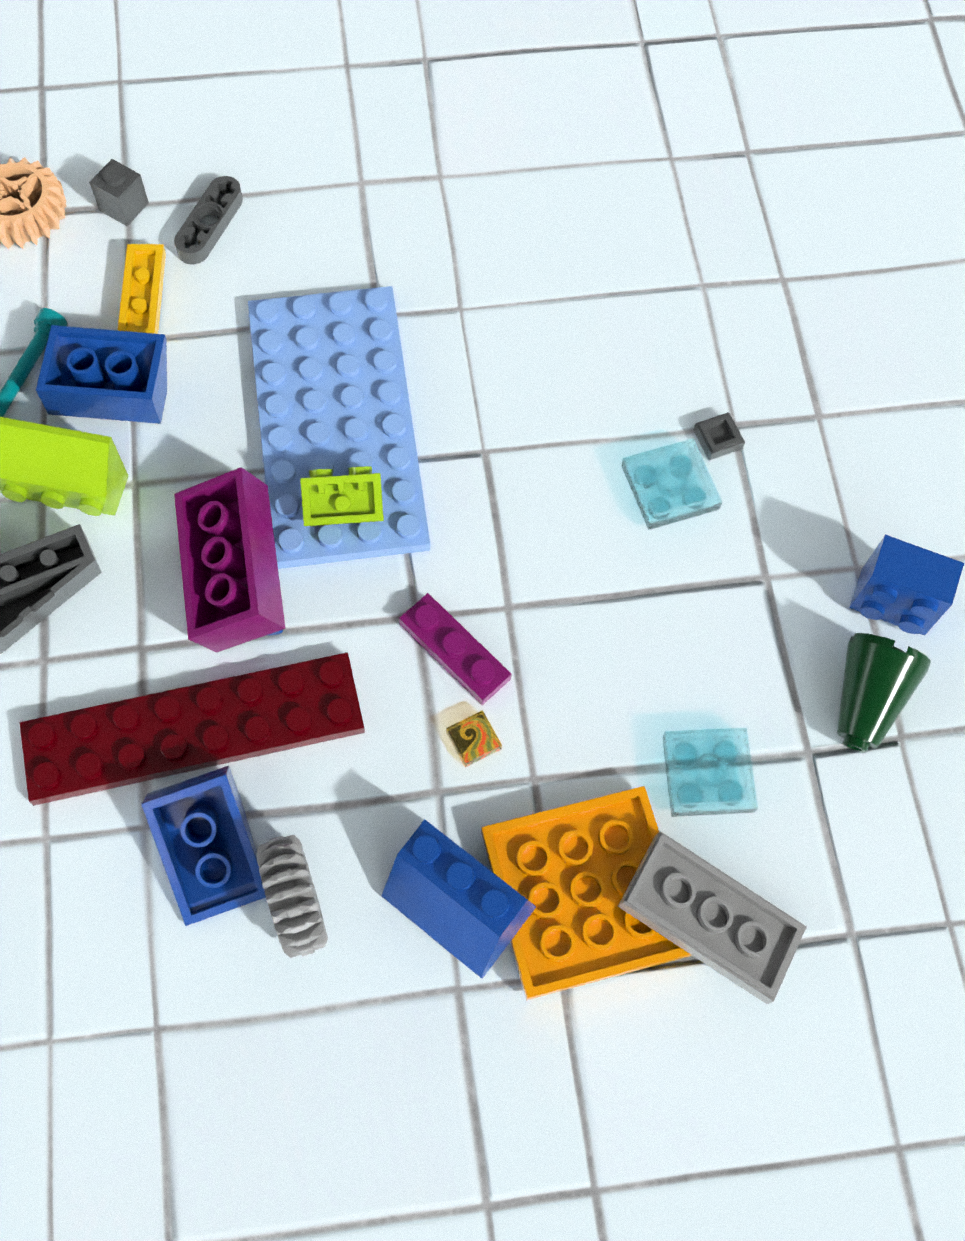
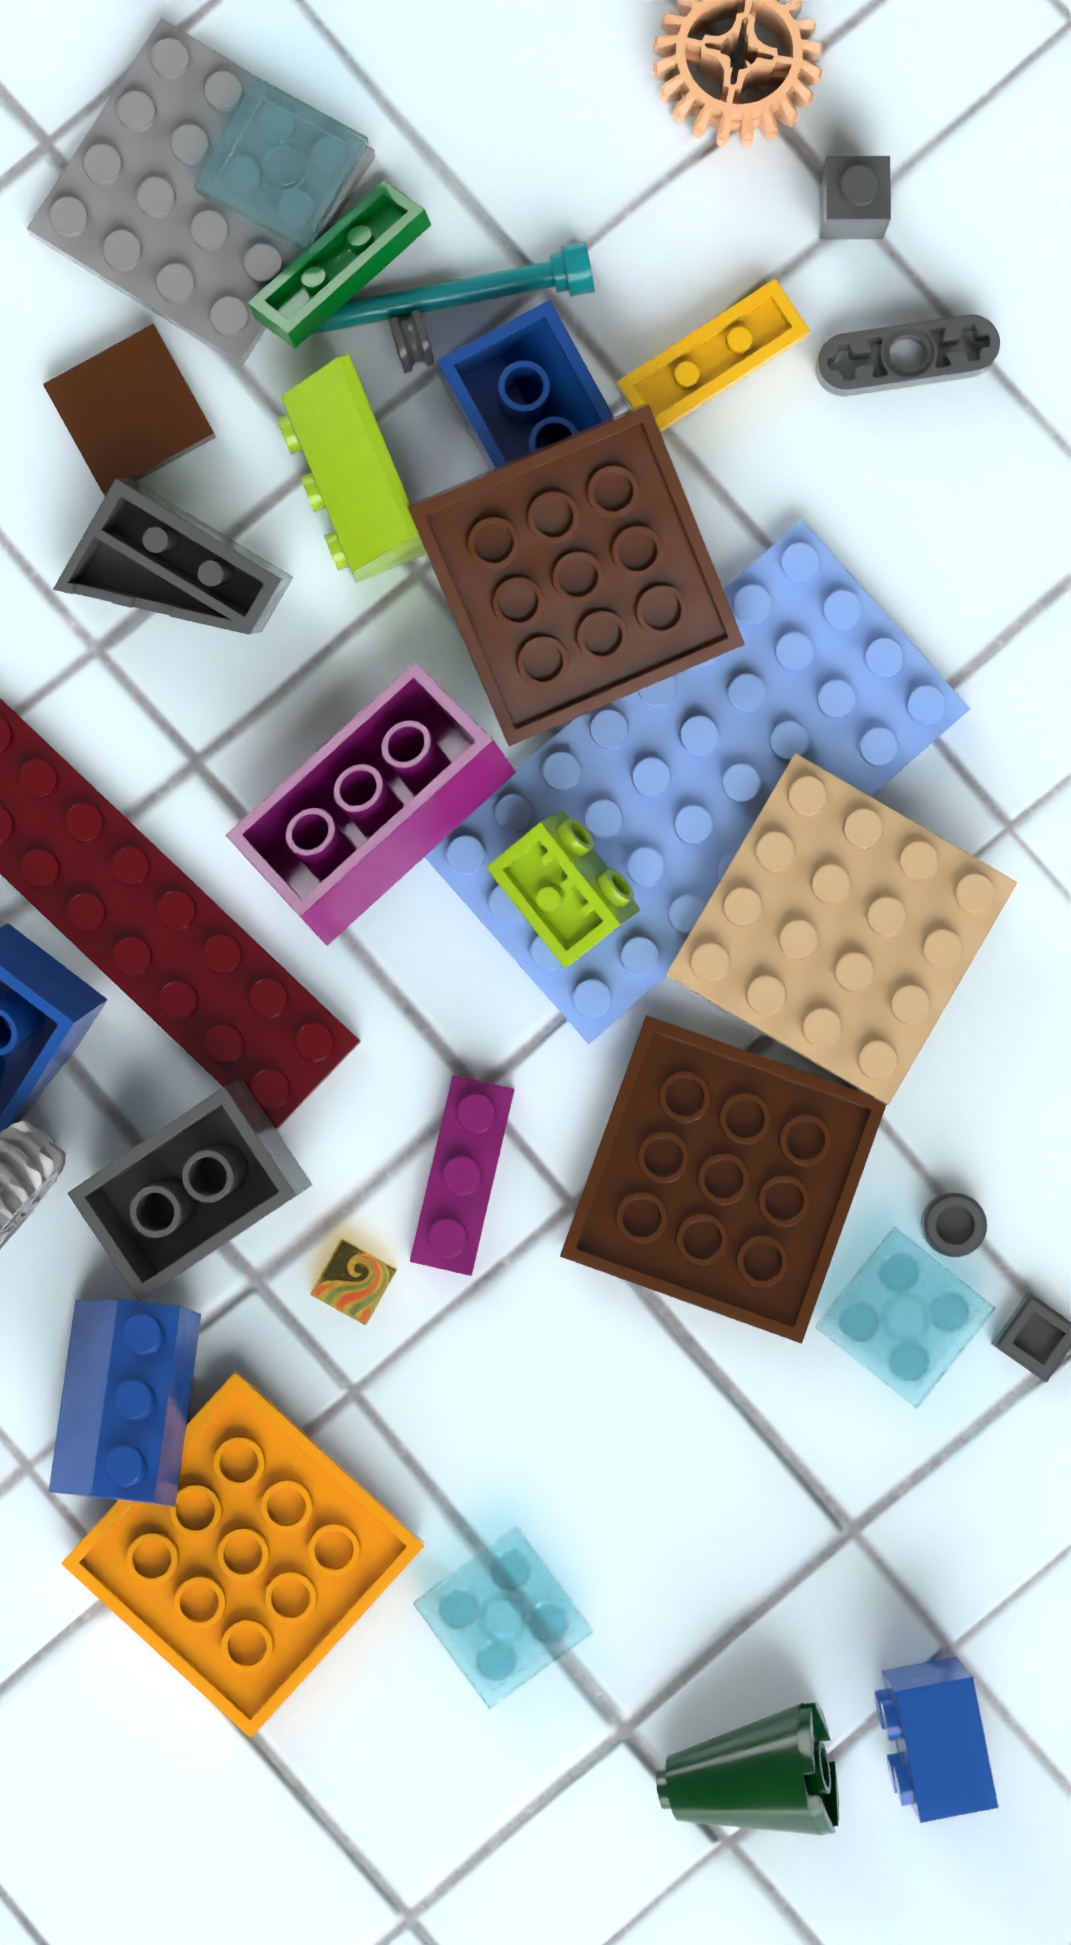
camera: 60 degrees right, 20 degrees up
(20, 408) = (411, 341): none -> dark grey bush
(190, 390) = (576, 574): none -> reddish brown plate
(362, 779) = (189, 1188): none -> dark grey brick
(456, 393) = (841, 929): none -> tan plate
(543, 525) = (723, 1179): none -> reddish brown plate
(637, 437) = (954, 1224): none -> dark grey tile
(713, 917) = (307, 1732): light grey tile -> none

